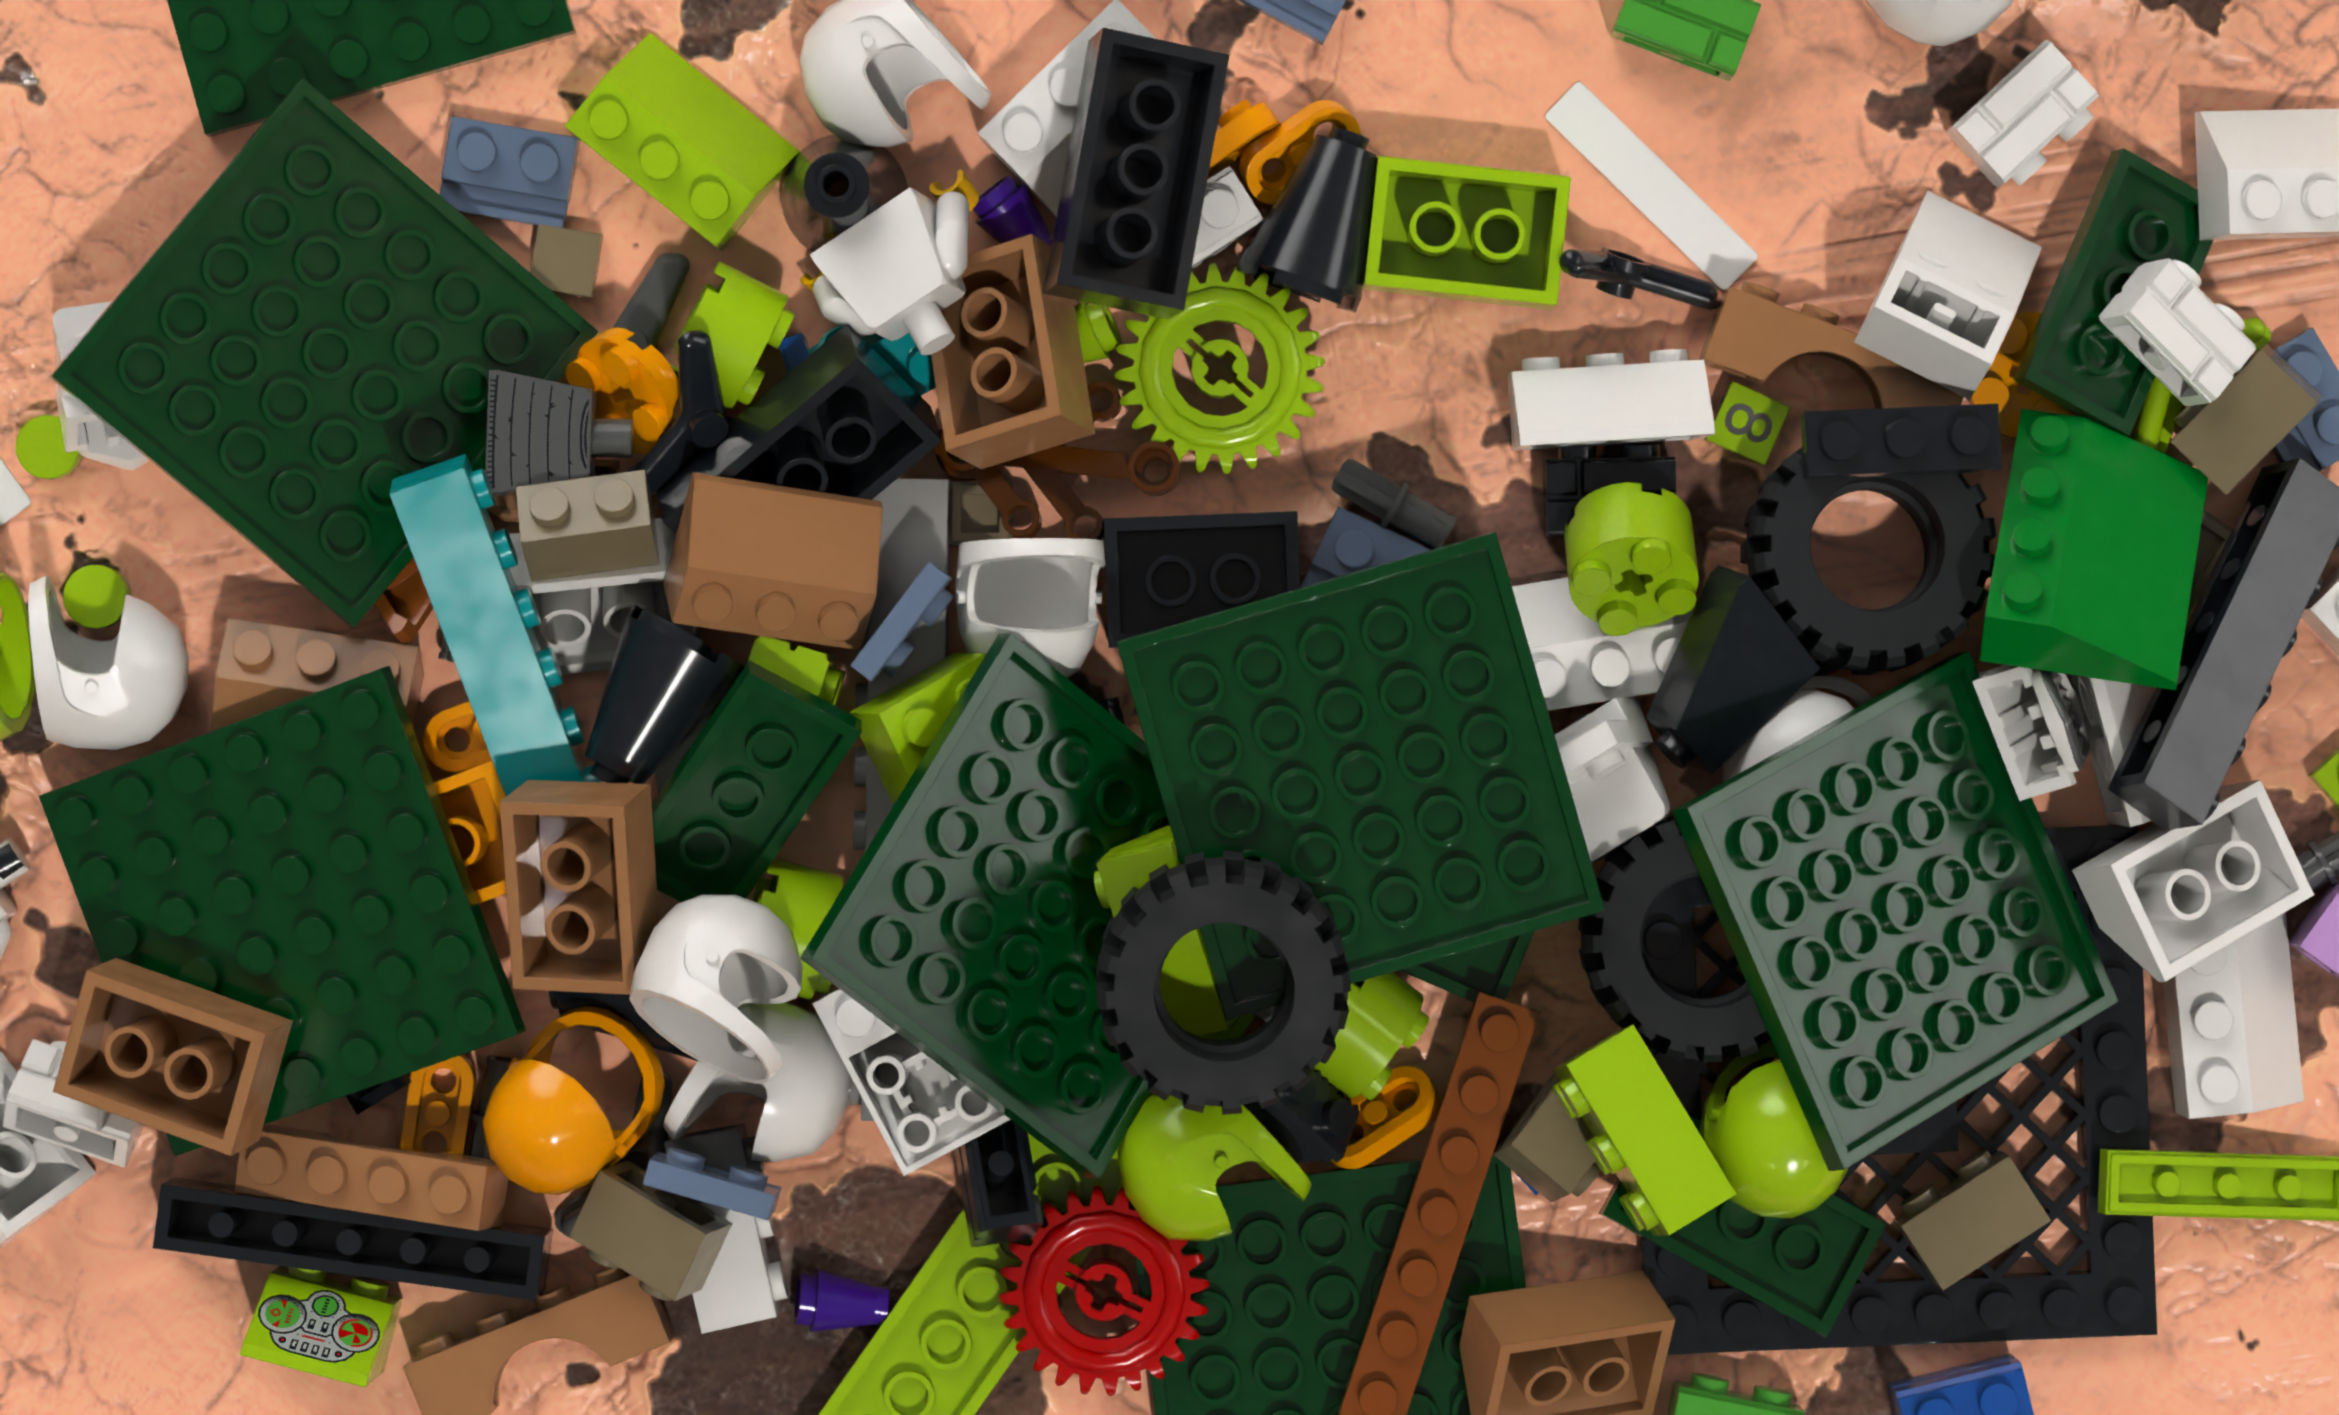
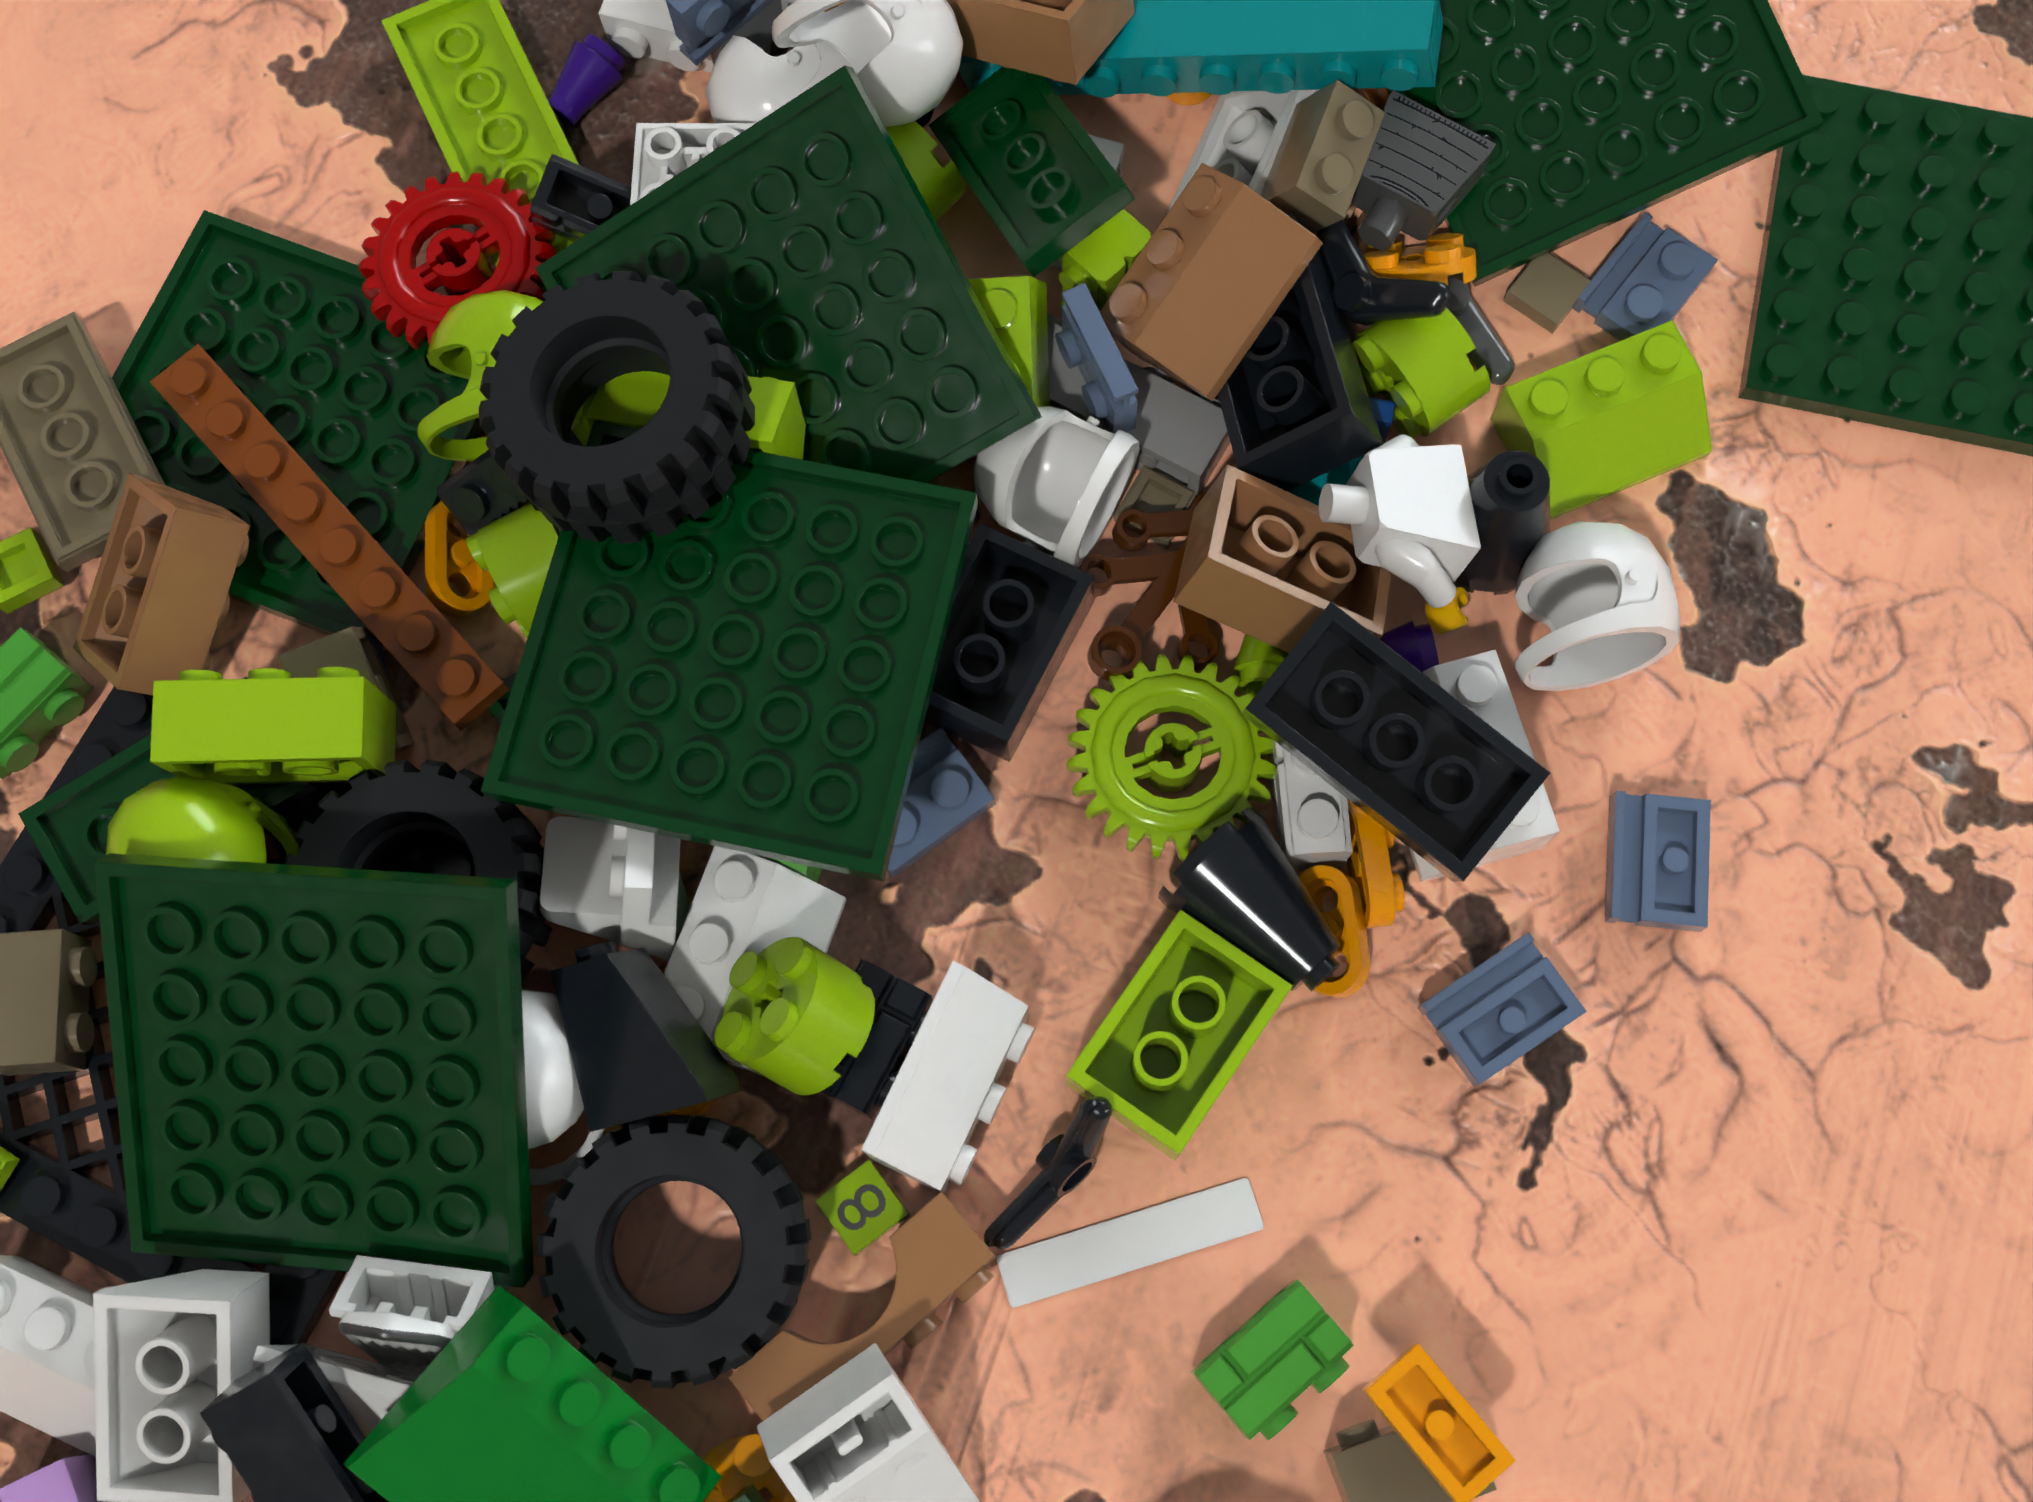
camera: 125 degrees right, 15 degrees down
(654, 697) = (1145, 138): black cone -> none
(1393, 503) = (969, 847): dark grey axle -> none
(1901, 441) = (750, 1330): black plate -> none

